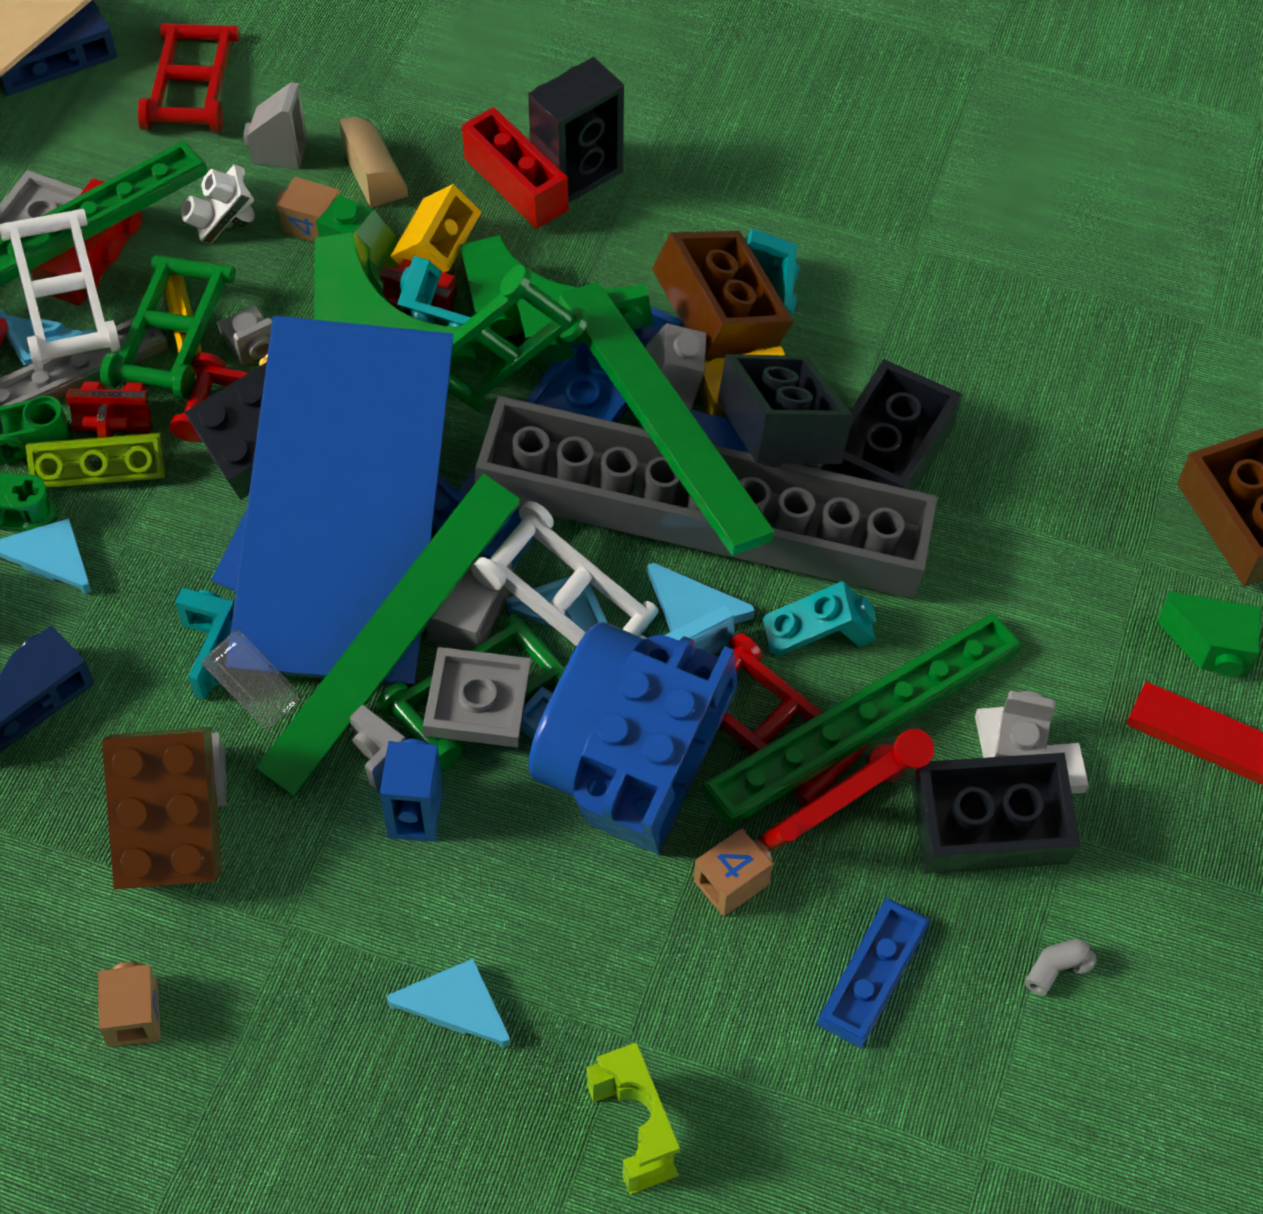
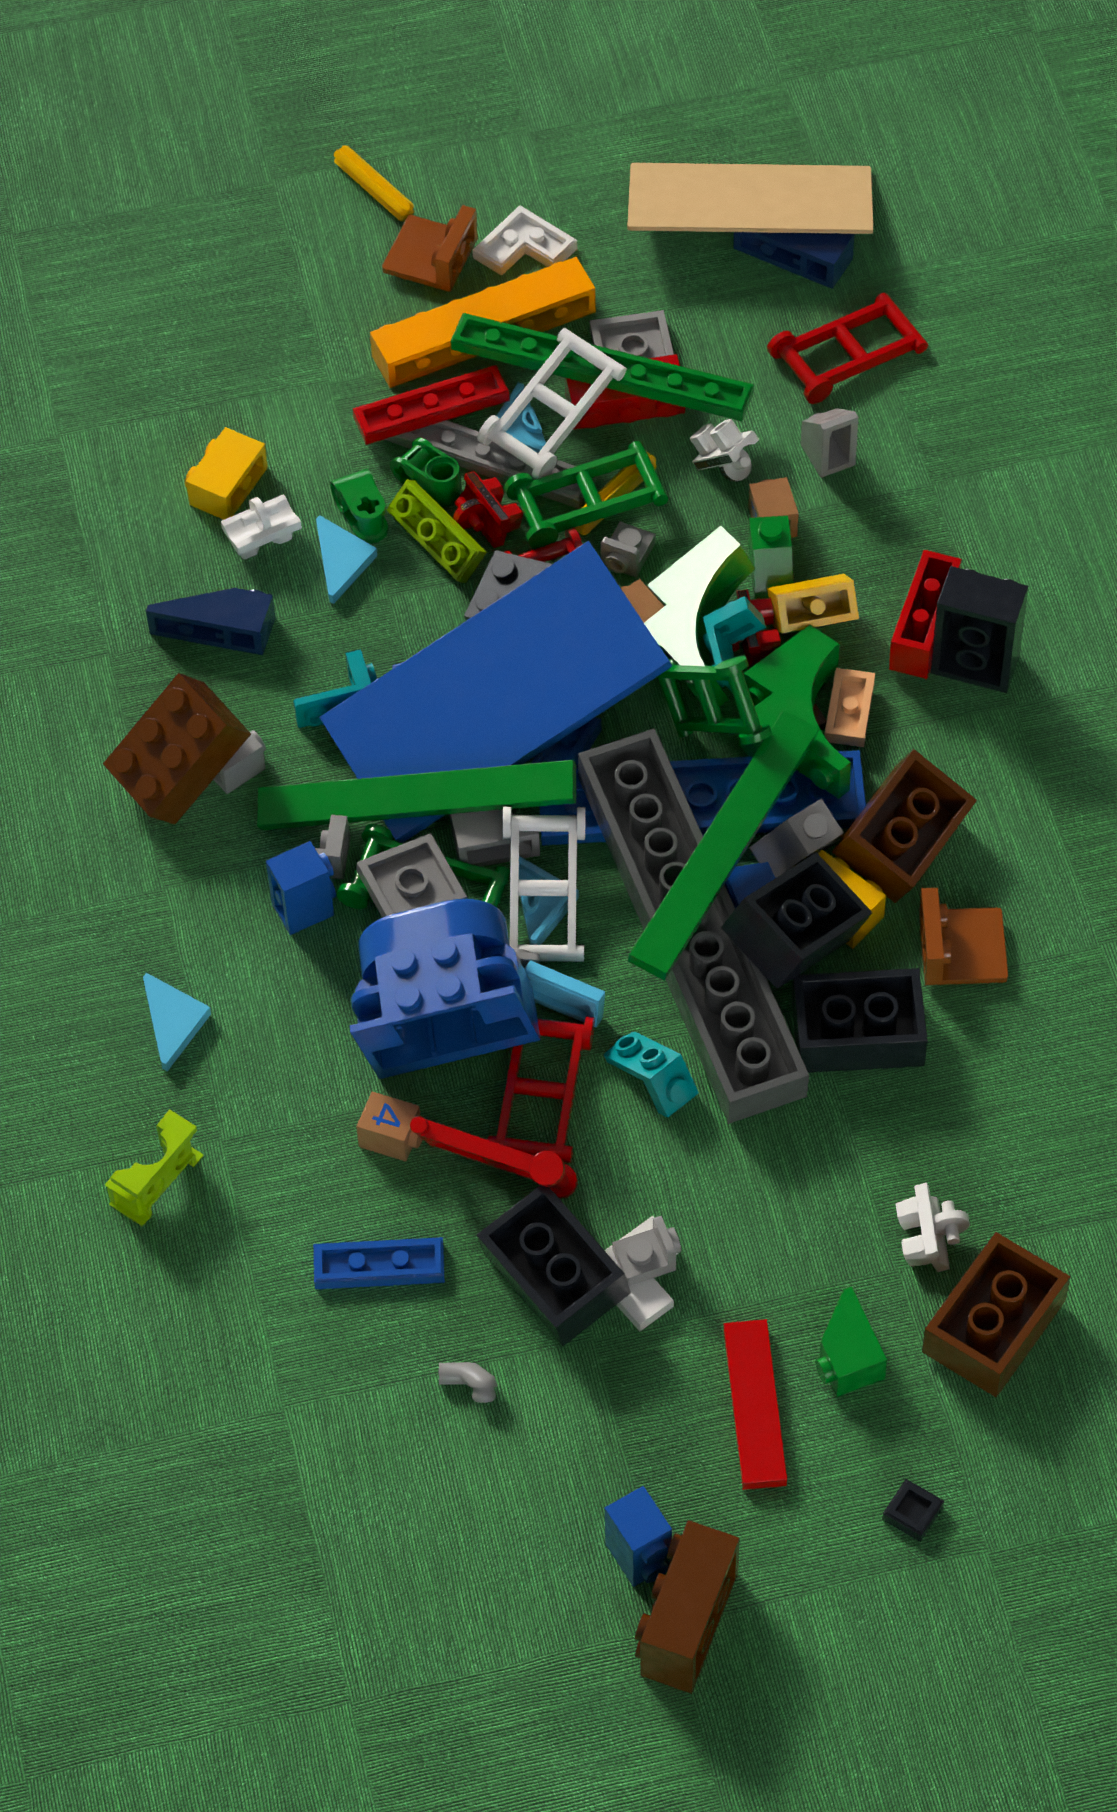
camera: 60 degrees right, 0 degrees up
(128, 1004) = (36, 830): medium nougat brick -> none
(251, 679) = (320, 738): clear tile -> none
(371, 162) = (858, 517): tan brick -> none
(554, 264) = (849, 707): none -> light nougat plate
(687, 600) = (608, 972): medium azure tile -> none
(778, 262) = (984, 839): teal bracket -> none
(853, 331) = (961, 943): none -> dark orange bracket
(860, 719) = (586, 1142): green tile -> none
(1133, 501) = (925, 1212): none -> white hips

